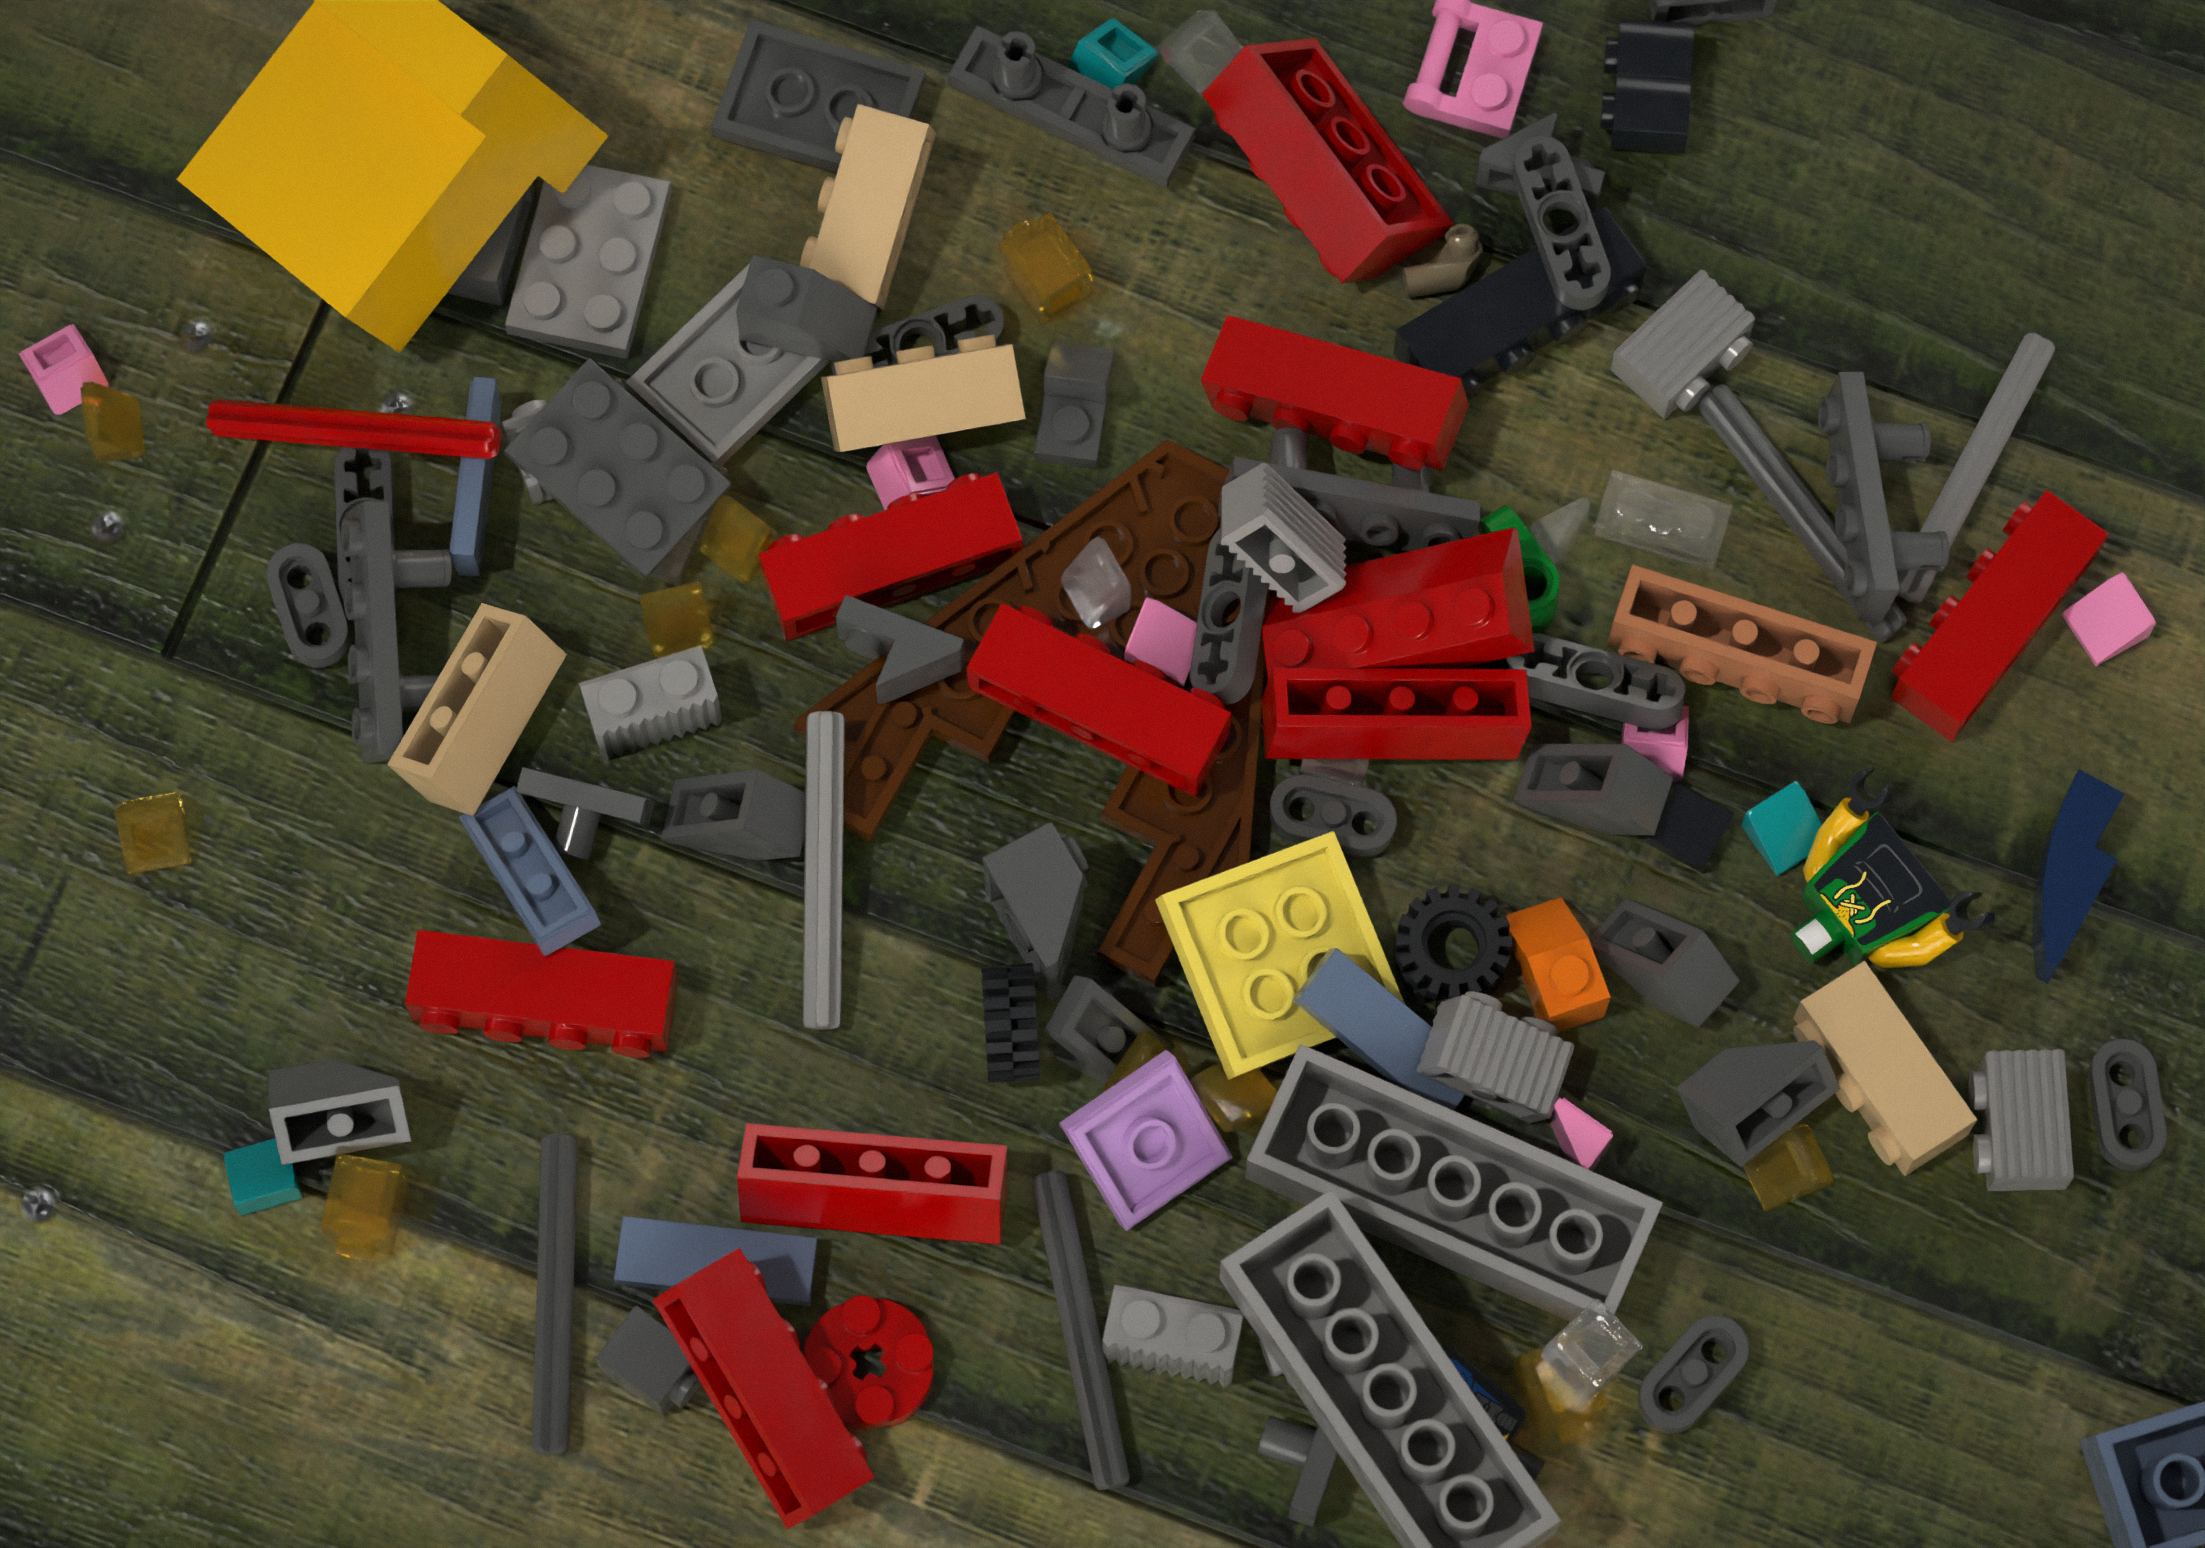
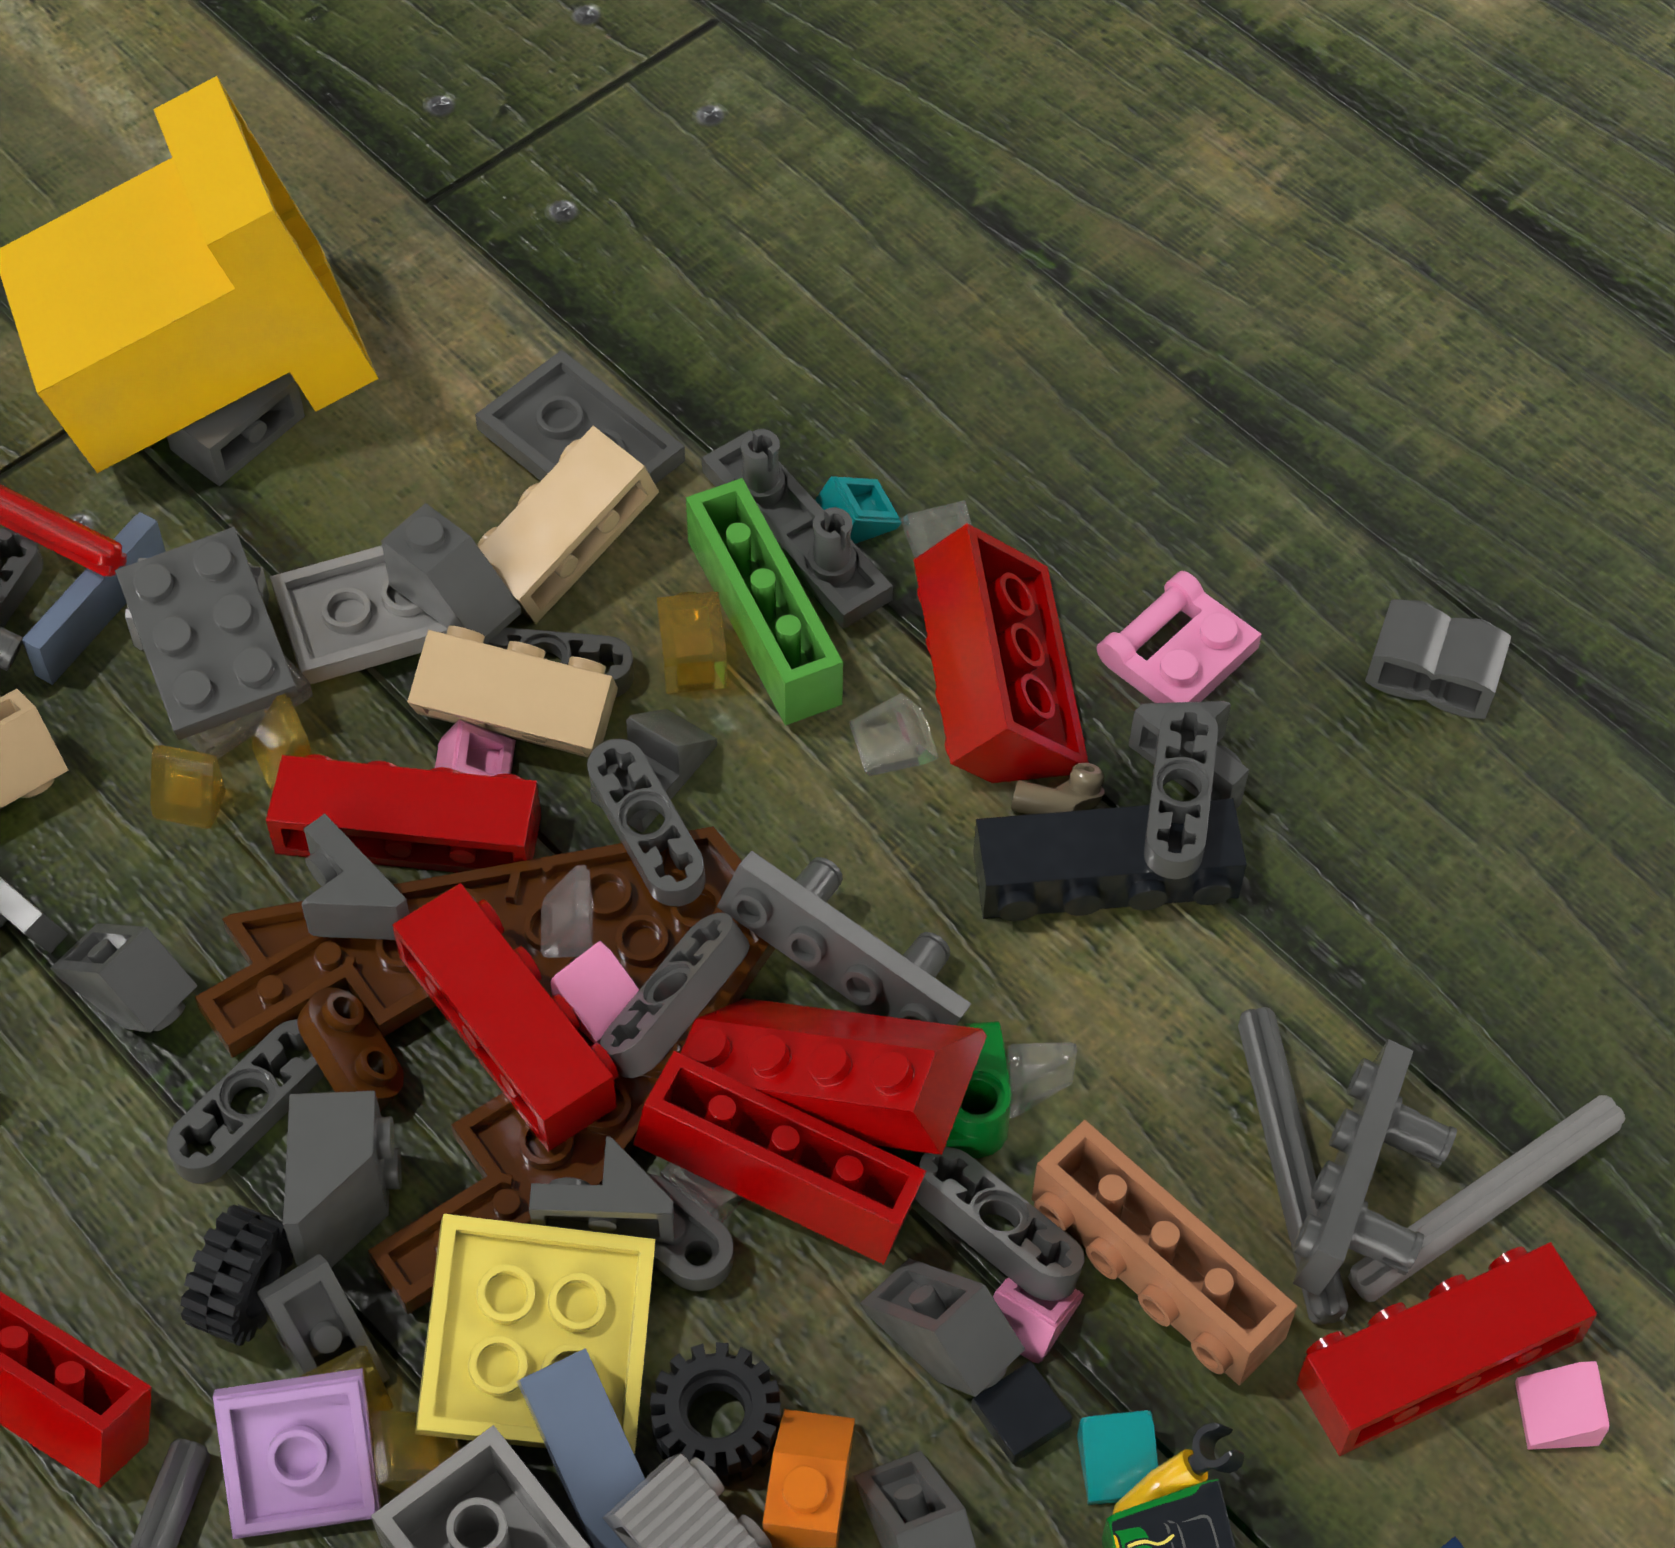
camera: 25 degrees right, 15 degrees down
(589, 261) = (311, 479): light grey plate -> none
(651, 702) = (112, 842): light grey brick -> none
(823, 870) = (161, 1057): light grey axle -> none
(938, 832) = (200, 1120): none -> dark grey beam
(975, 789) = (349, 1045): none -> reddish brown plate
(1066, 451) = (646, 848): none -> dark grey beam
(1091, 199) = (764, 601): none -> bright green brick
(1268, 275) = (893, 736): none -> clear slope
(1282, 538) = (750, 938): light grey brick -> none
(1294, 815) = (624, 1204): none -> dark grey slope
(1335, 393) = (890, 851): red brick -> none
(1650, 85) = (1334, 724): black brick -> none
(1662, 519) = (1149, 1108): clear plate -> none
(1684, 346) = (1250, 957): light grey brick -> none

